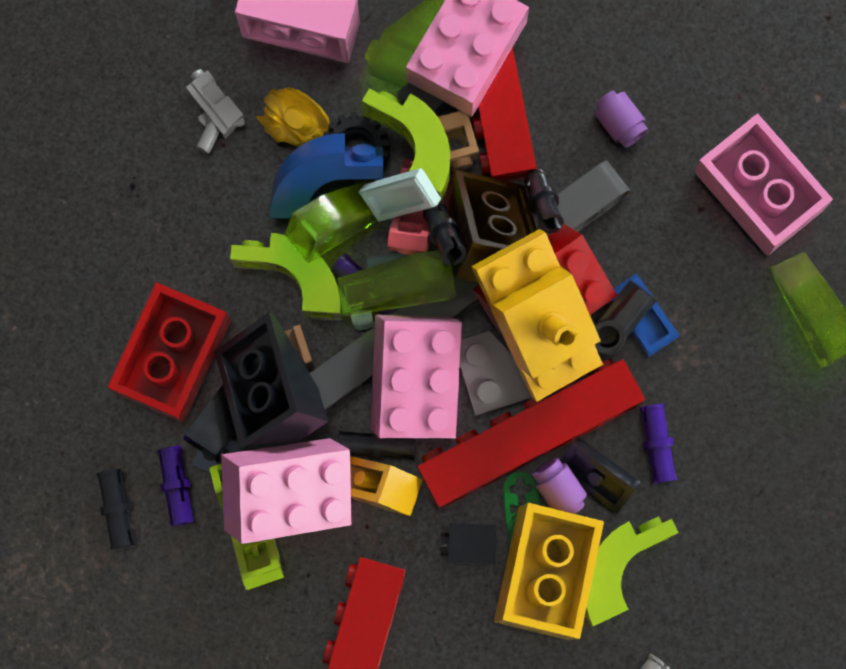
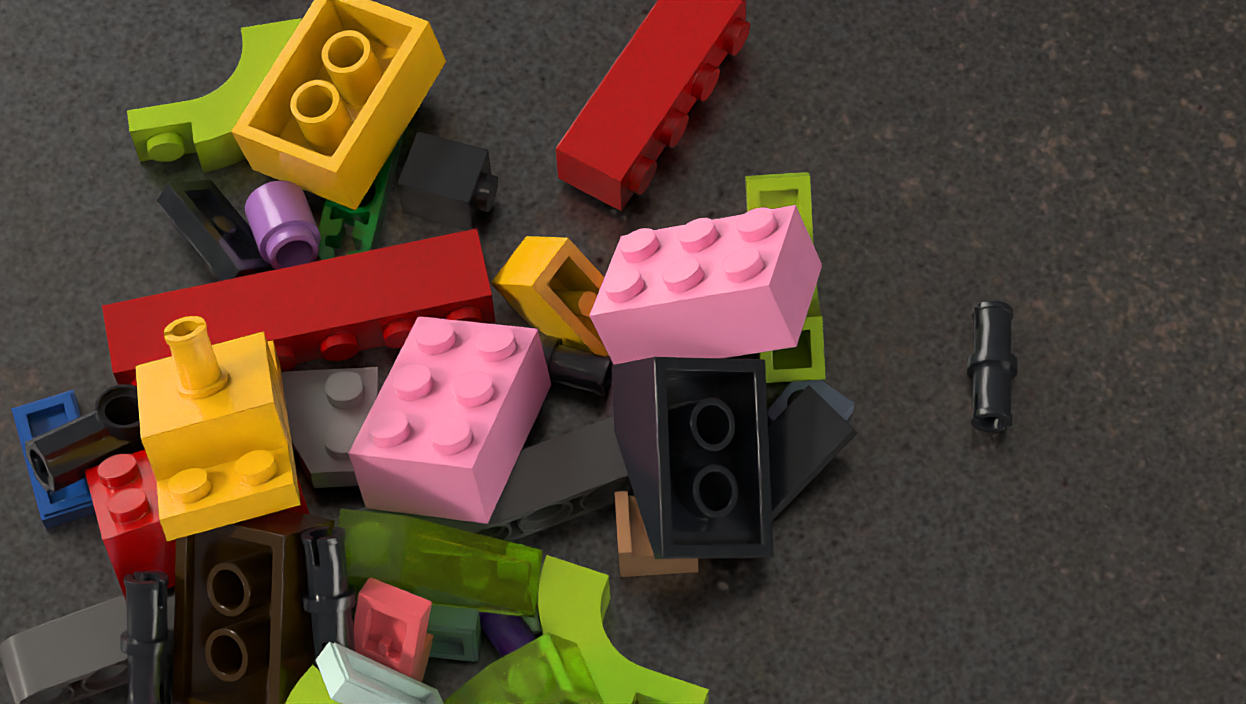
camera: 165 degrees left, 15 degrees down
(169, 353) = (848, 567): red brick -> none
(175, 486) = (887, 379): dark purple pin -> none
(658, 443) = (108, 256): dark purple pin -> none

